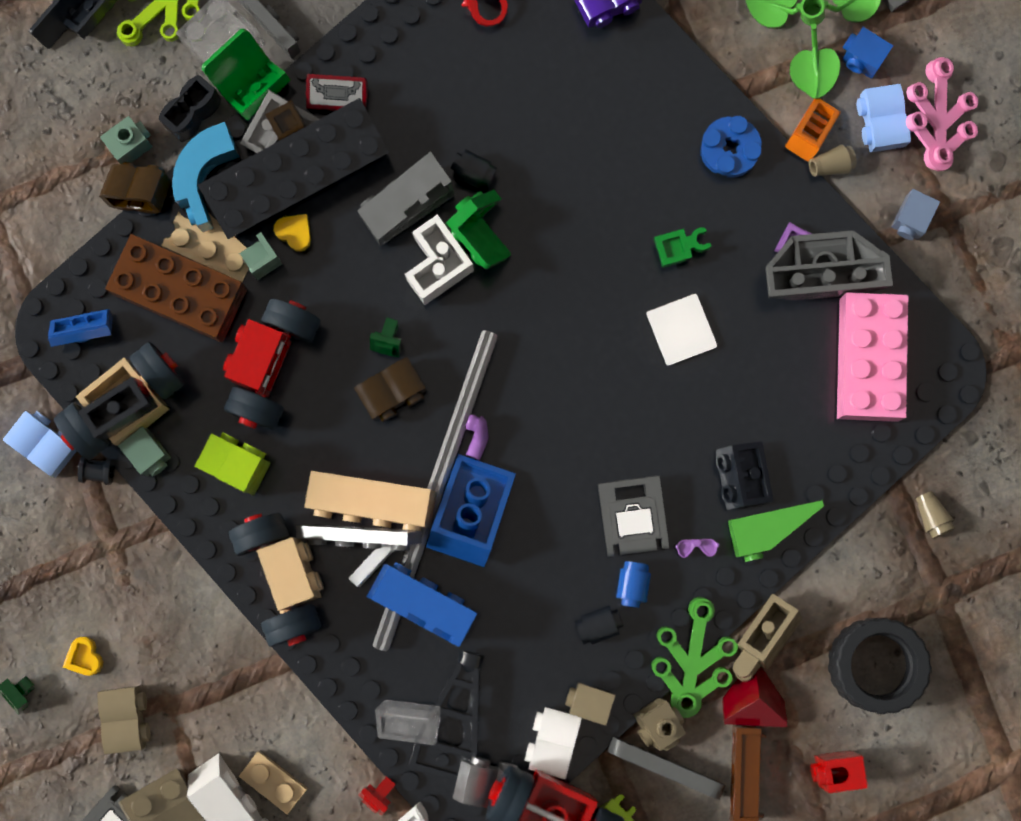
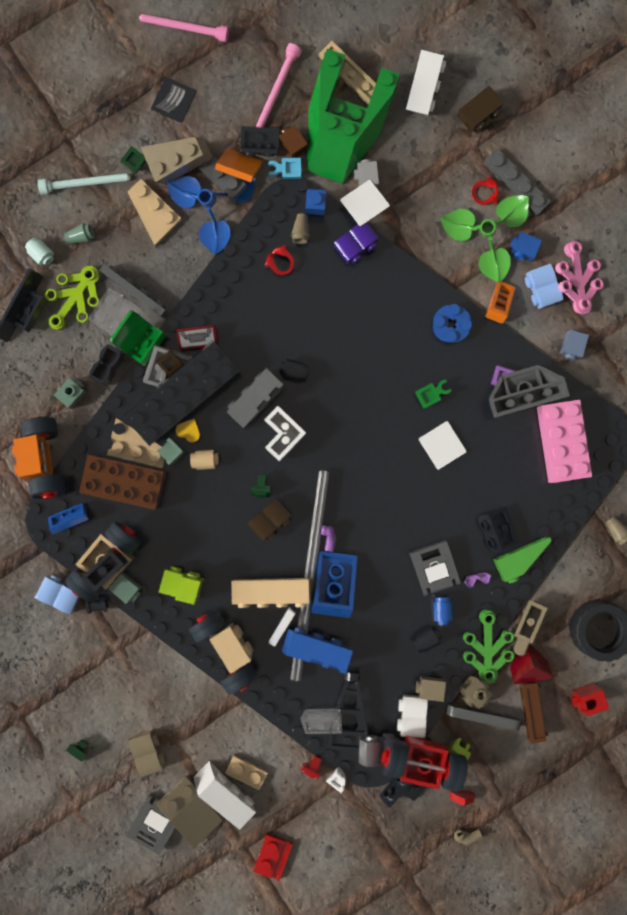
camera: 15 degrees left, 5 degrees up
(50, 225) = (35, 460): none -> brick
(83, 657) = (114, 720): yellow tile -> none
(135, 188) = (83, 422): dark brown brick -> none
(194, 164) = (116, 403): dark azure arch -> none
(260, 358) = (185, 517): brick -> none
(308, 278) = (204, 459): none -> tan brick
(371, 537) = (262, 616): plate -> none
(474, 232) = (303, 411): green bracket -> none
(833, 162) = (517, 321): dark tan cone -> none

